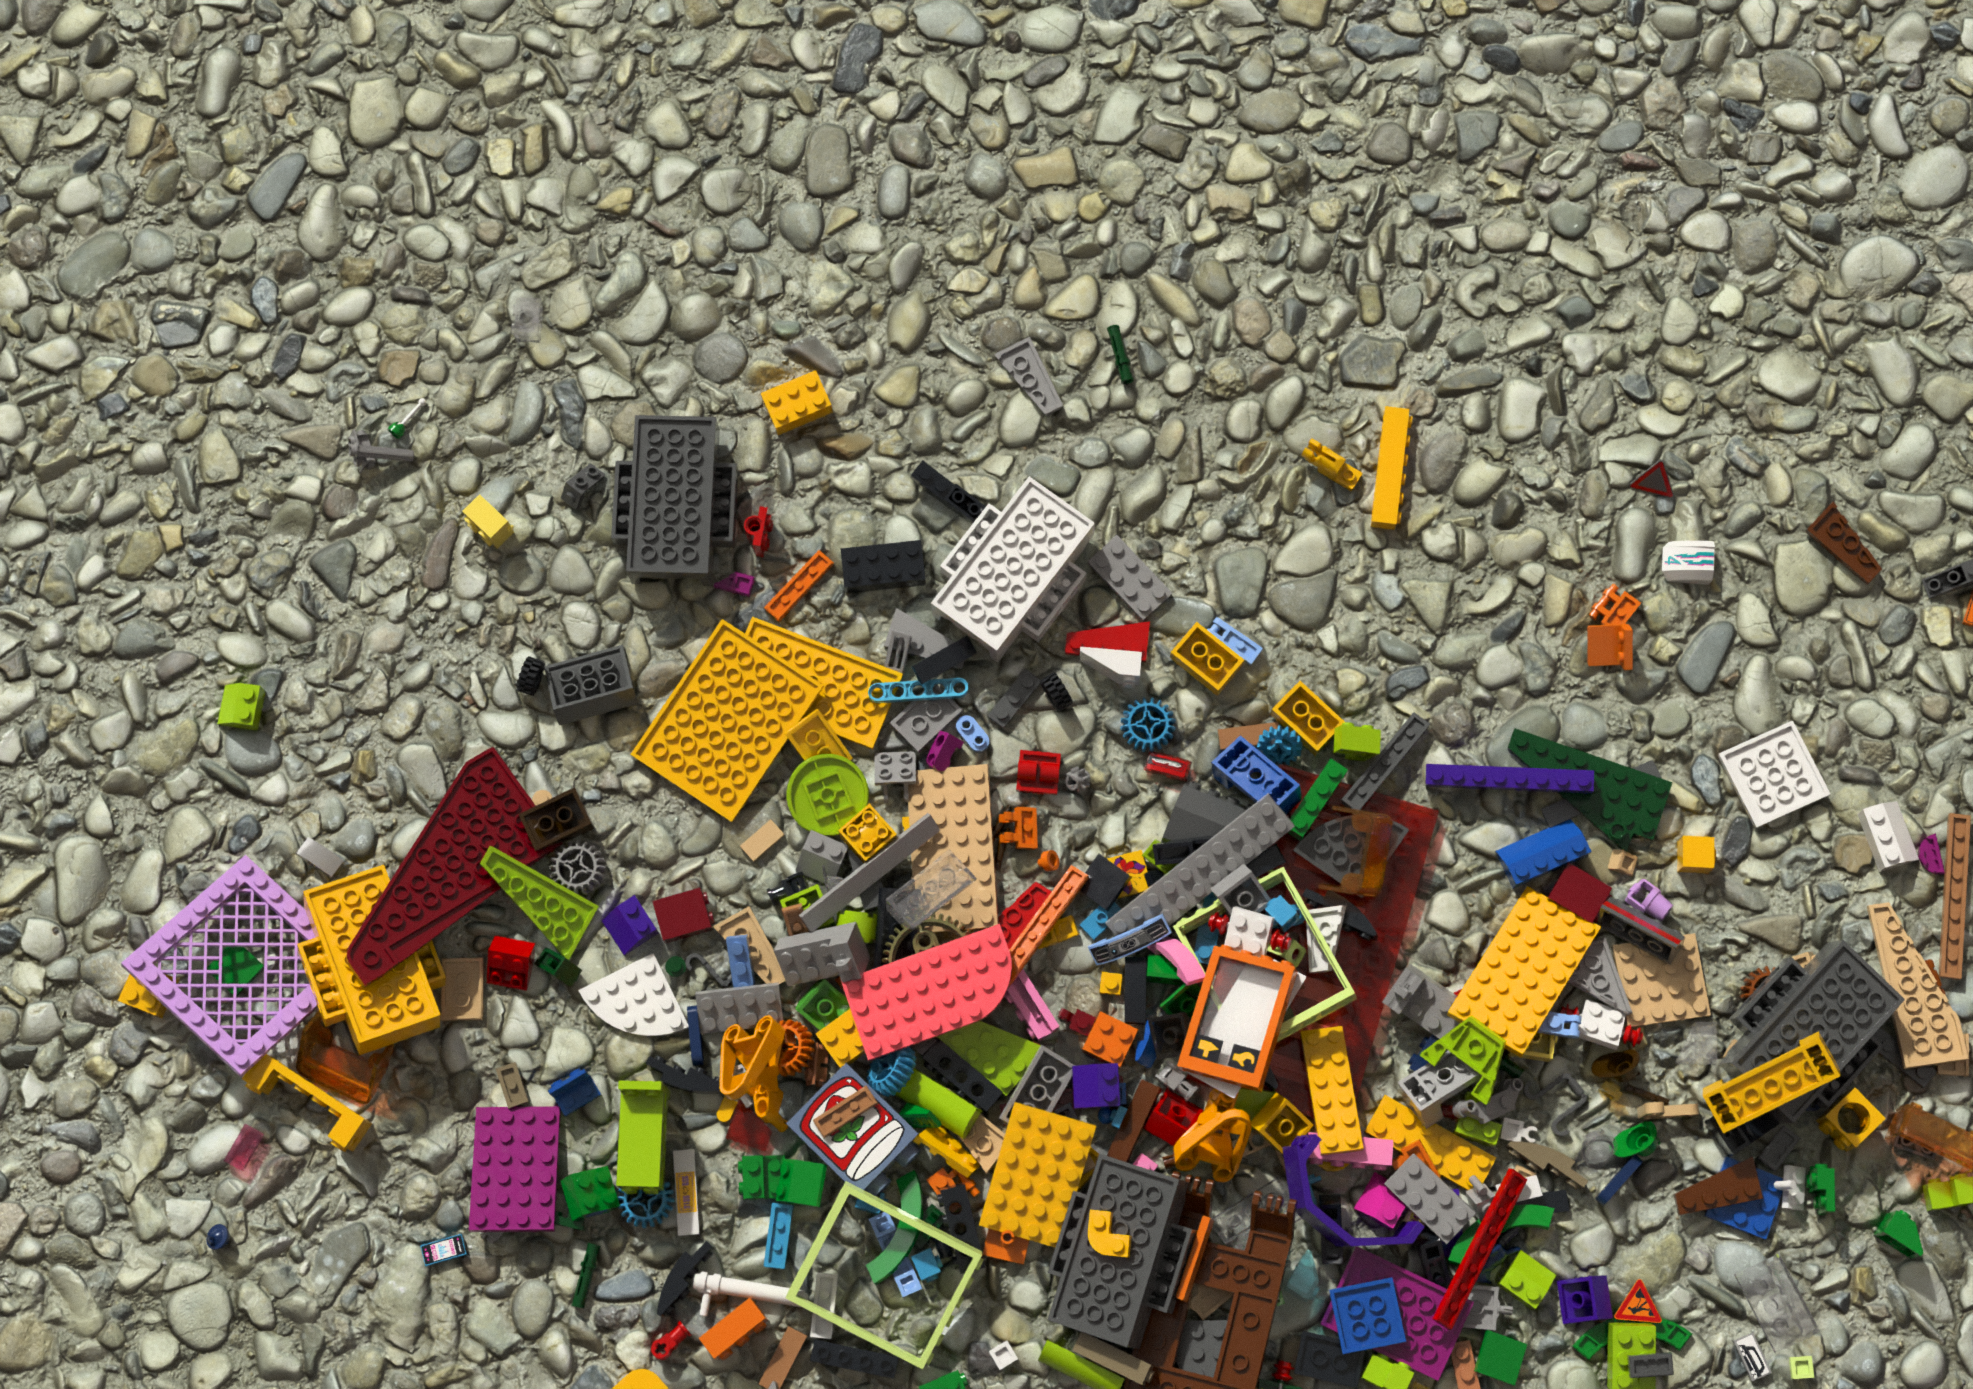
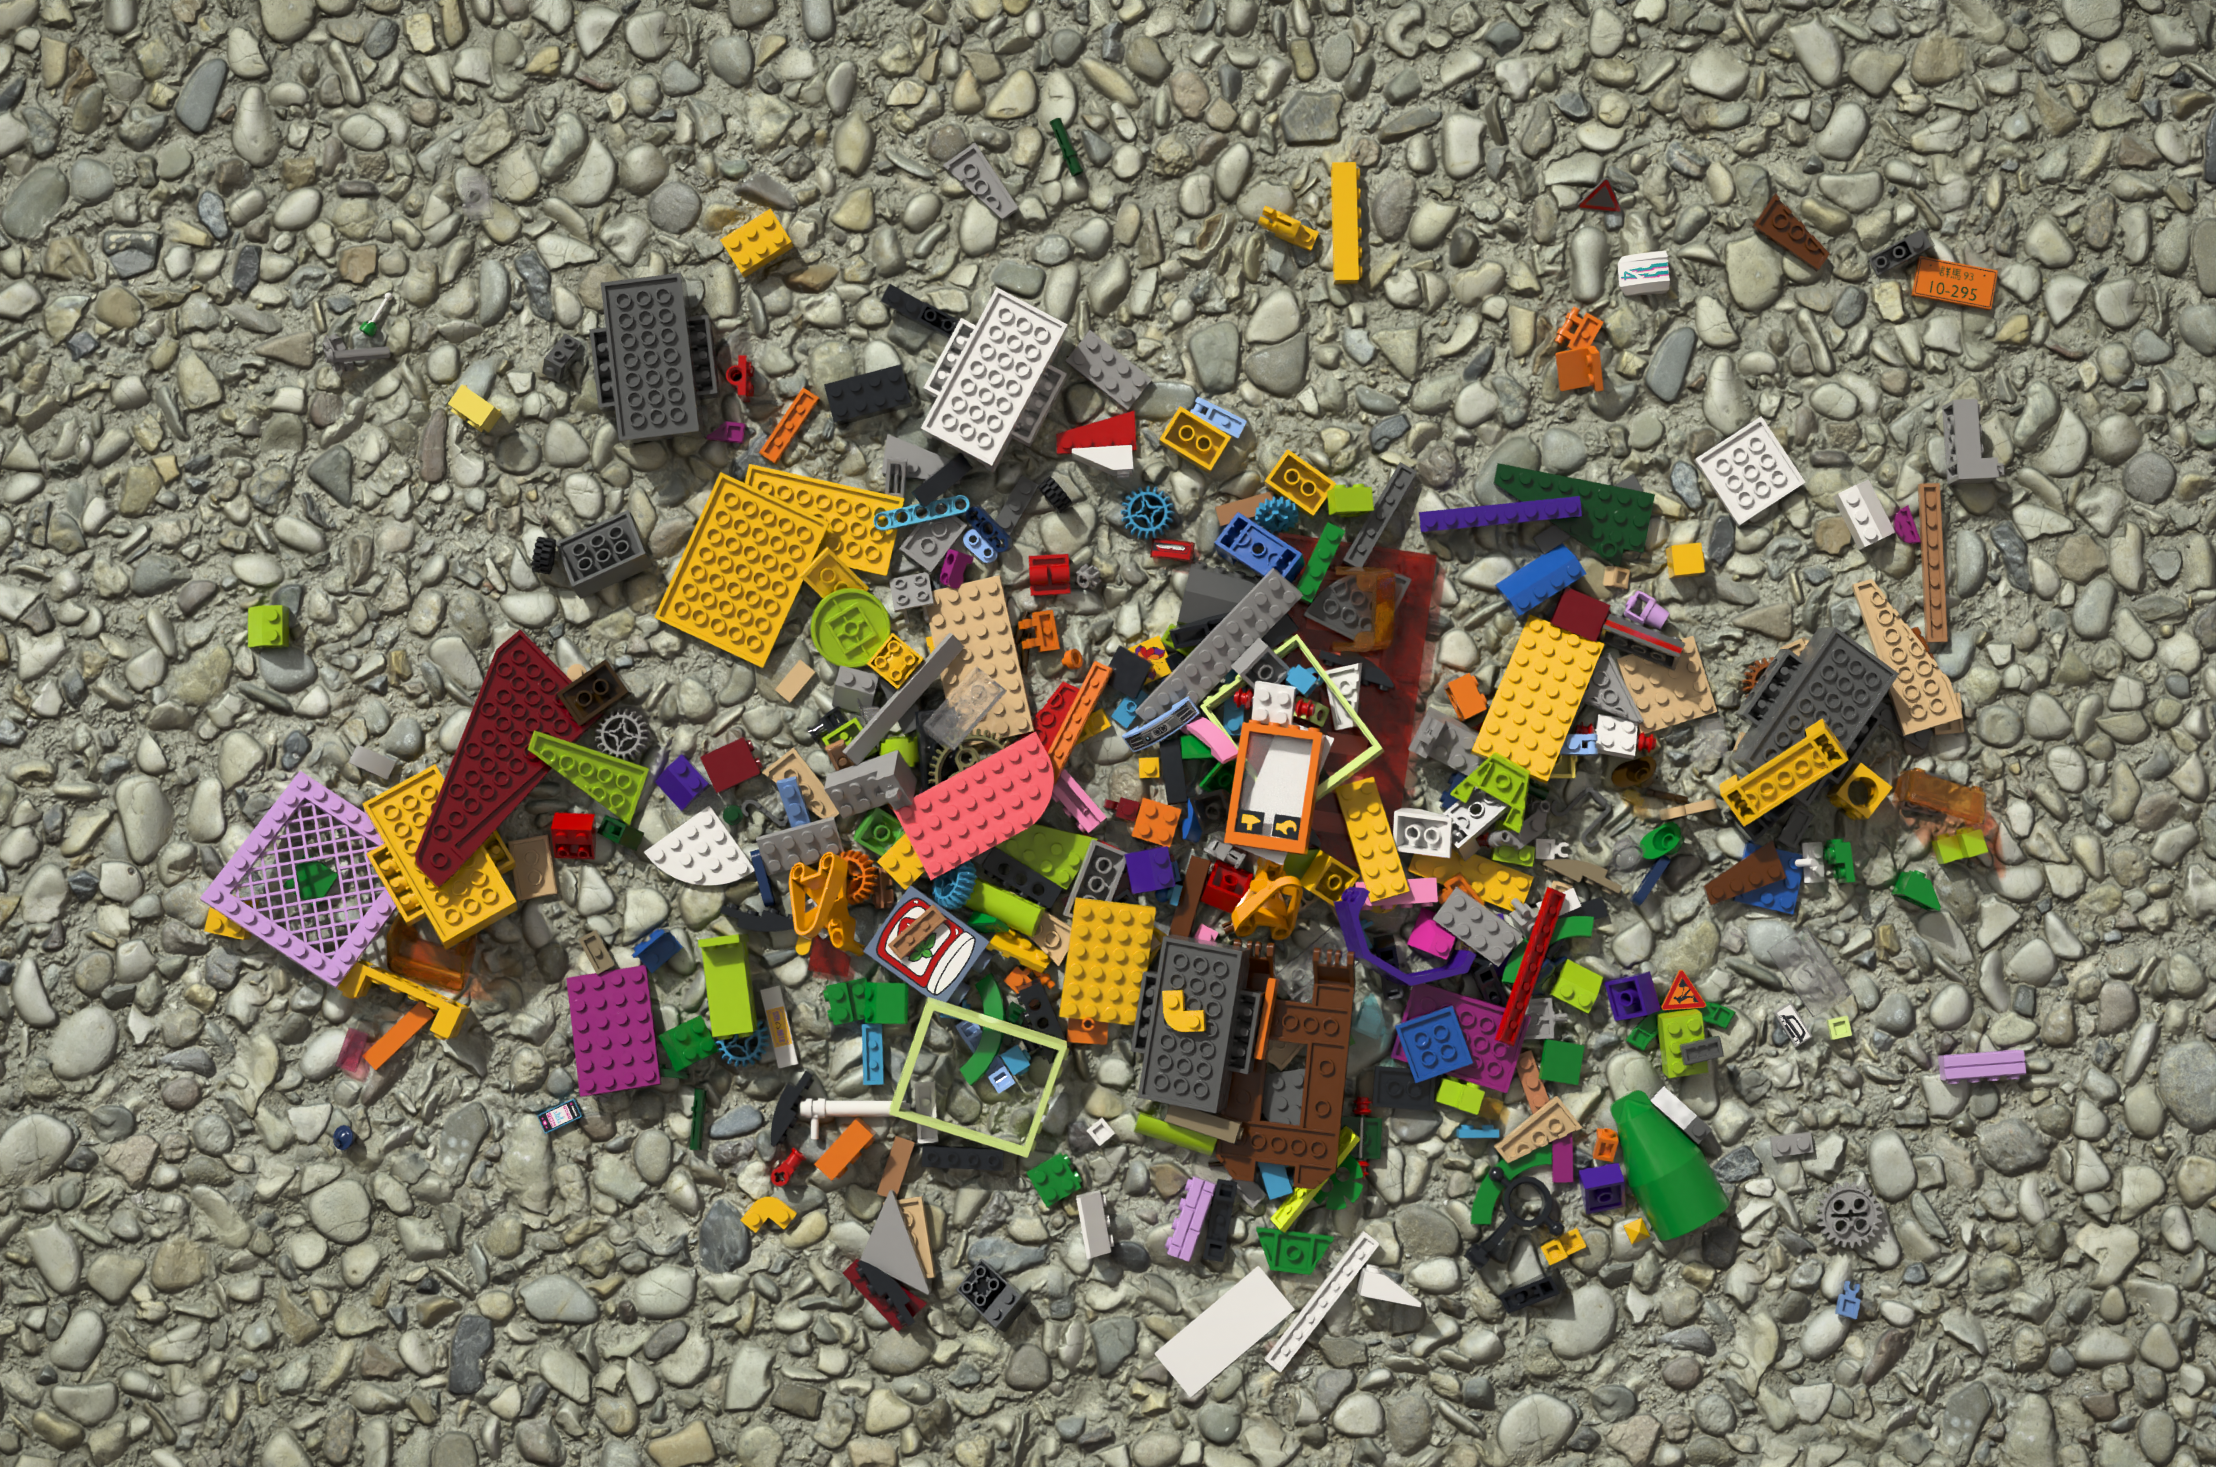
camera: 15 degrees left, 10 degrees up
(294, 1140) = (399, 1035): none -> orange tile
(992, 719) = (980, 526): none -> dark blue beam
(1385, 1090) = (1422, 832): none -> white slope
(1449, 959) = (1465, 696): none -> orange brick

